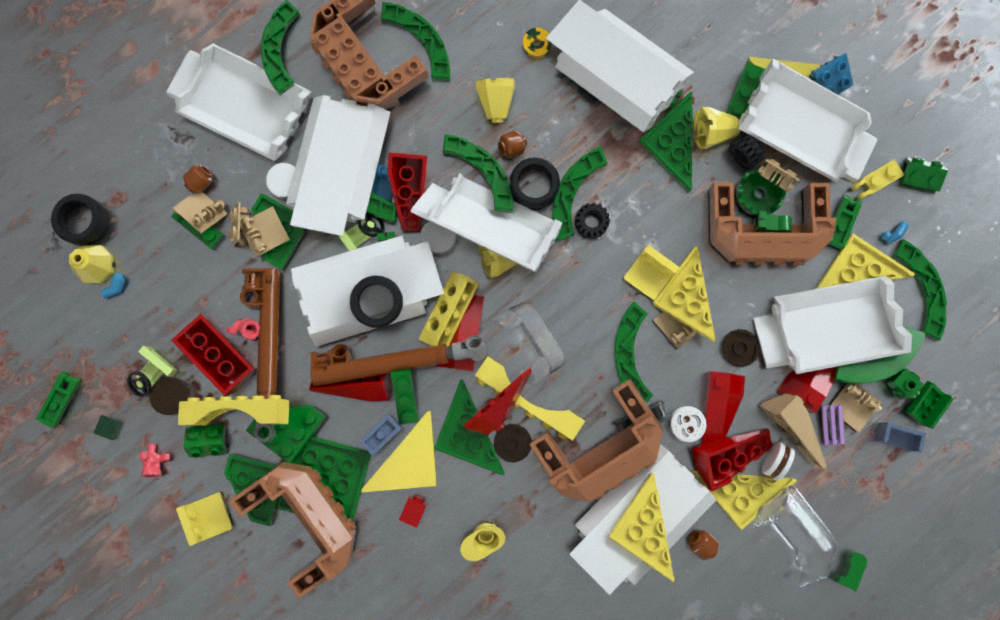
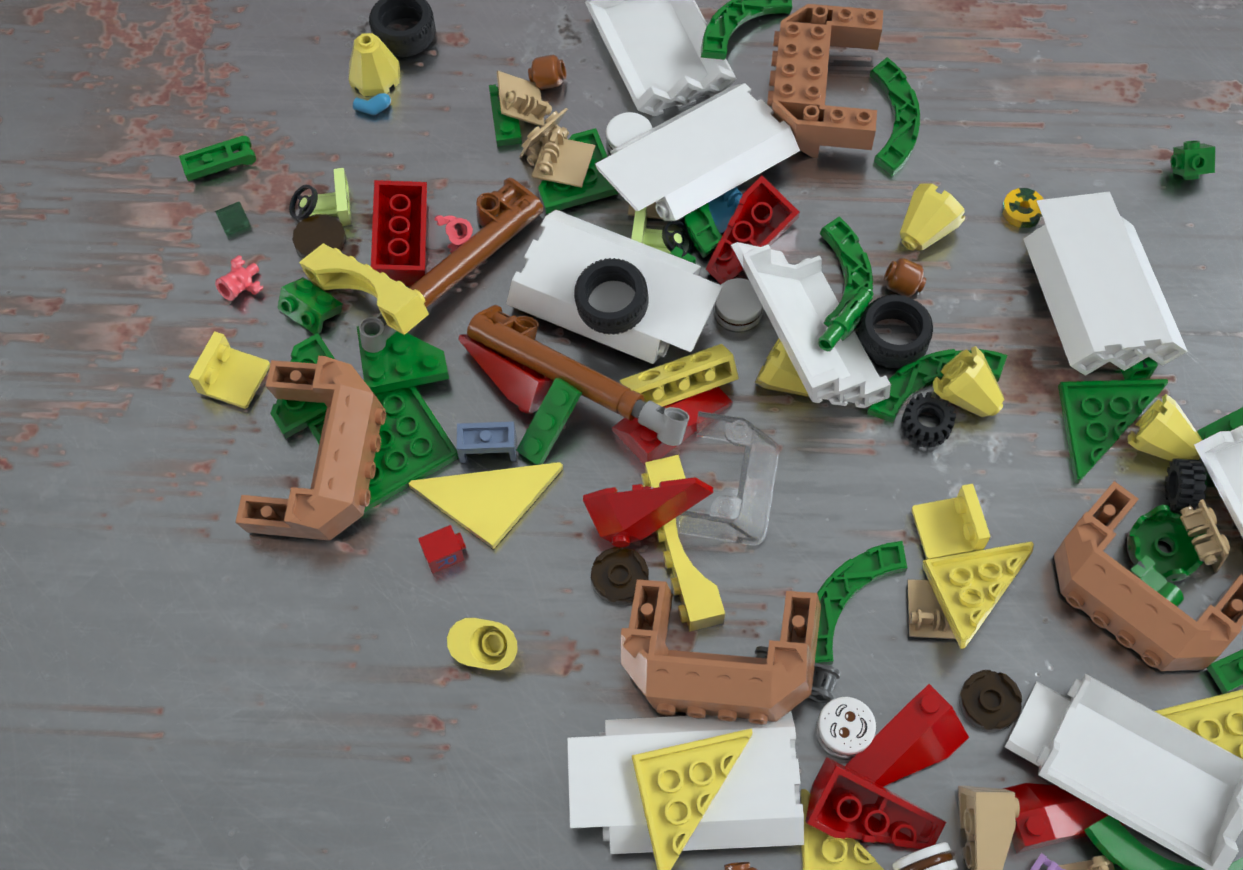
camera: 45 degrees right, 20 degrees down
(463, 442) = (569, 528): green tile -> none
(506, 202) = (840, 325): none -> green pin
(597, 184) = (970, 384): none -> light yellow cone

